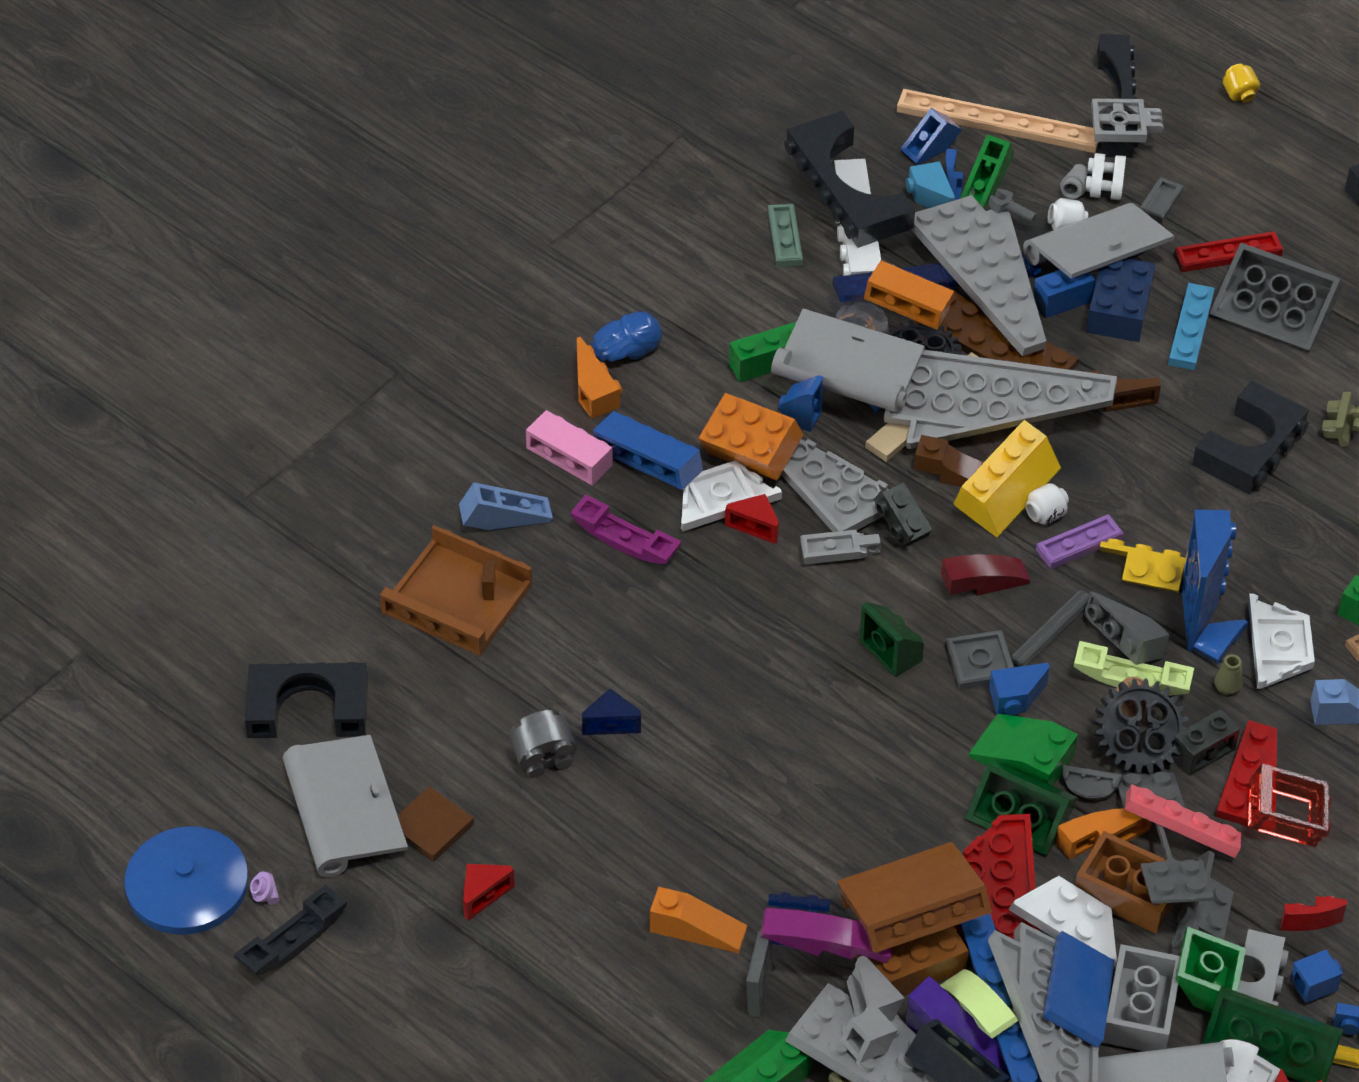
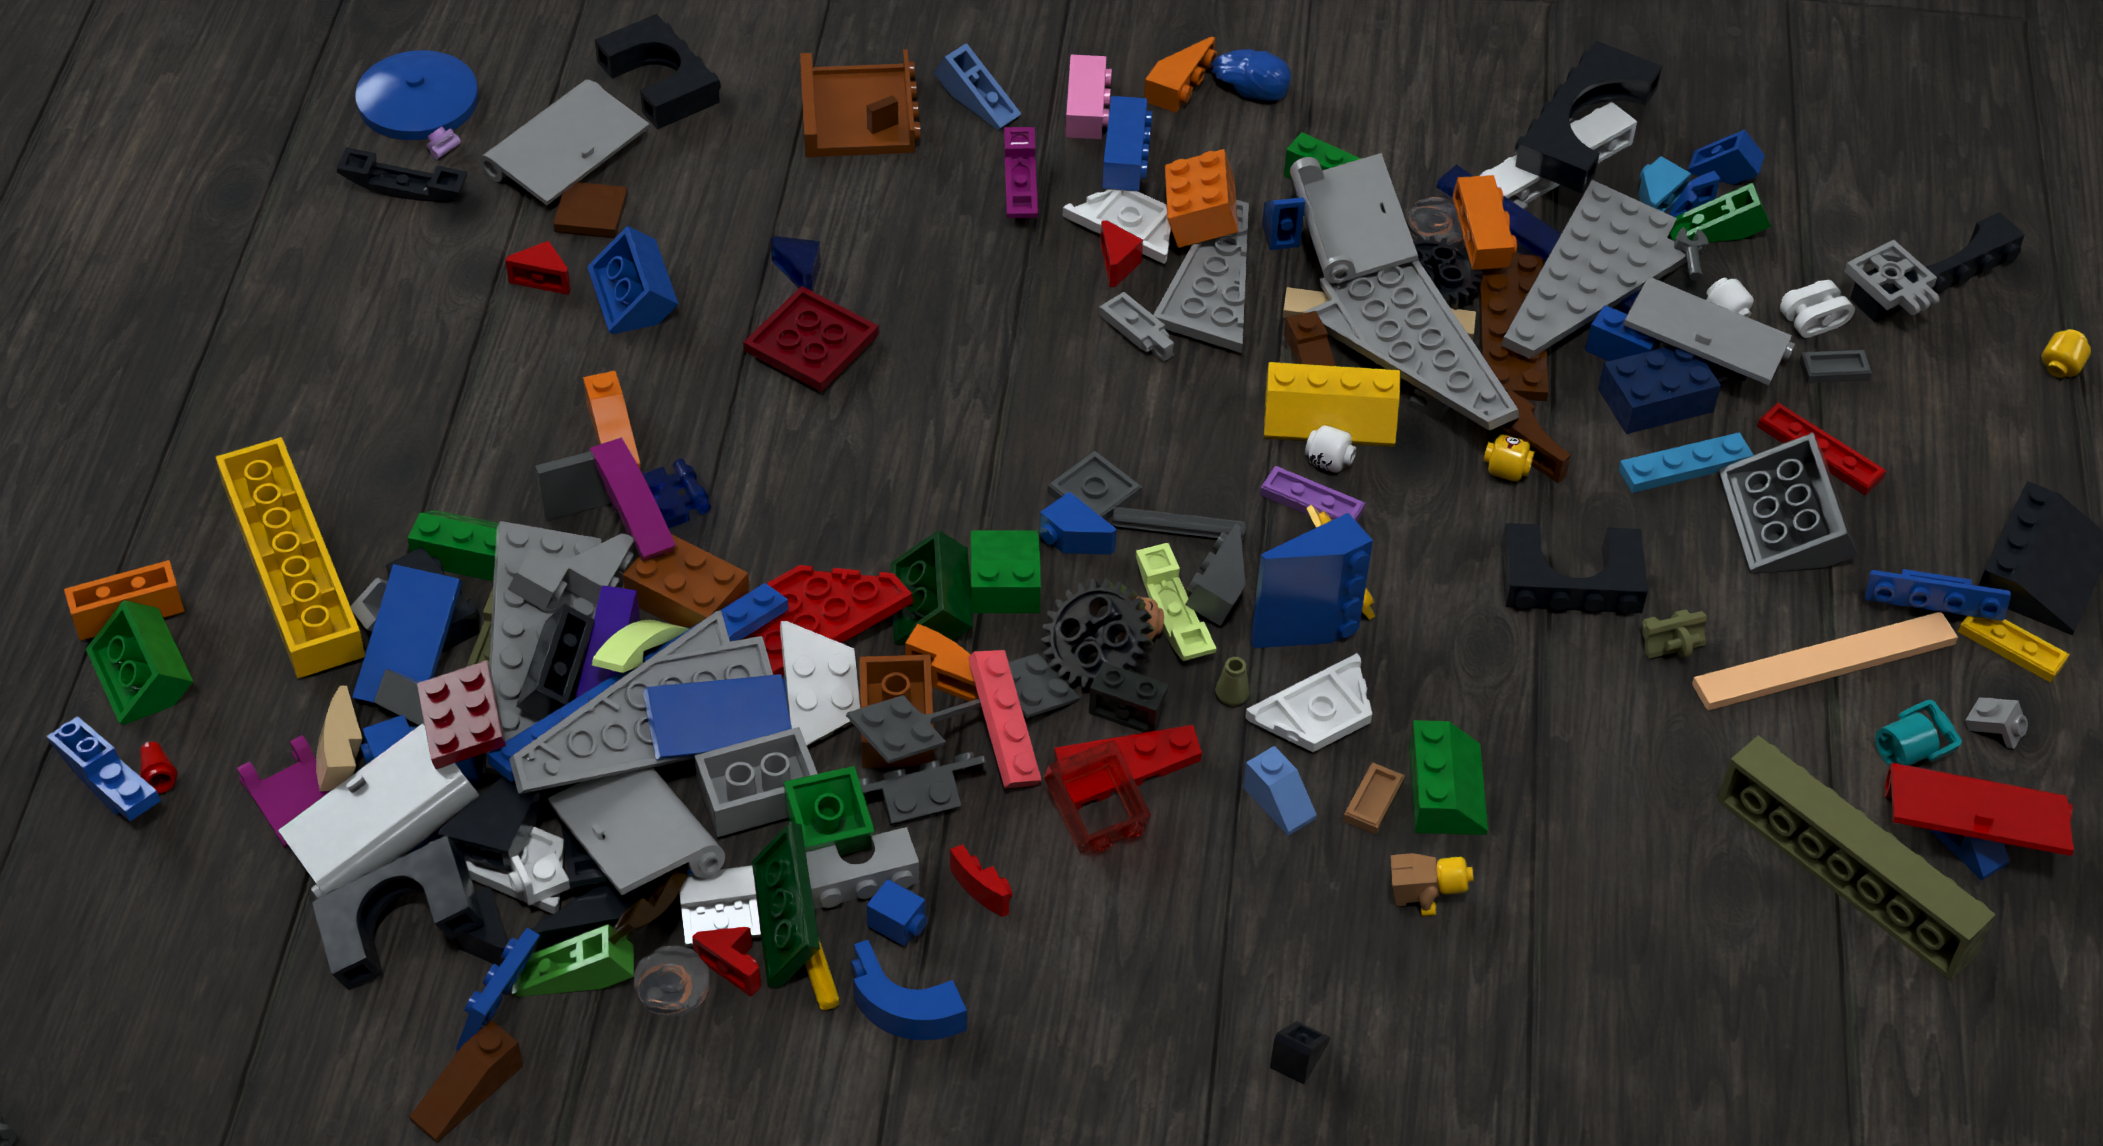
camera: 55 degrees right, 0 degrees up
(543, 742) = (723, 228): flat silver brick -> none
(548, 835) = (632, 282): none -> blue slope
(698, 750) = (811, 338): none -> dark red plate
(785, 235) = (1495, 122): sand green tile -> none
(890, 638) = (1052, 404): dark green slope -> none
(902, 514) = (1213, 348): pearl dark grey bracket -> none
(915, 896) = (720, 537): dark orange panel -> none
(983, 573) = (1198, 440): dark red slope -> none
(1000, 120) = (1806, 195): light nougat tile -> none
(1074, 182) = (1778, 285): light grey cone -> none
(1091, 784) = (1006, 634): dark grey tile -> none
(1129, 412) = (1509, 458): none -> yellow head
(1218, 638) = (1280, 655): blue slope -> none

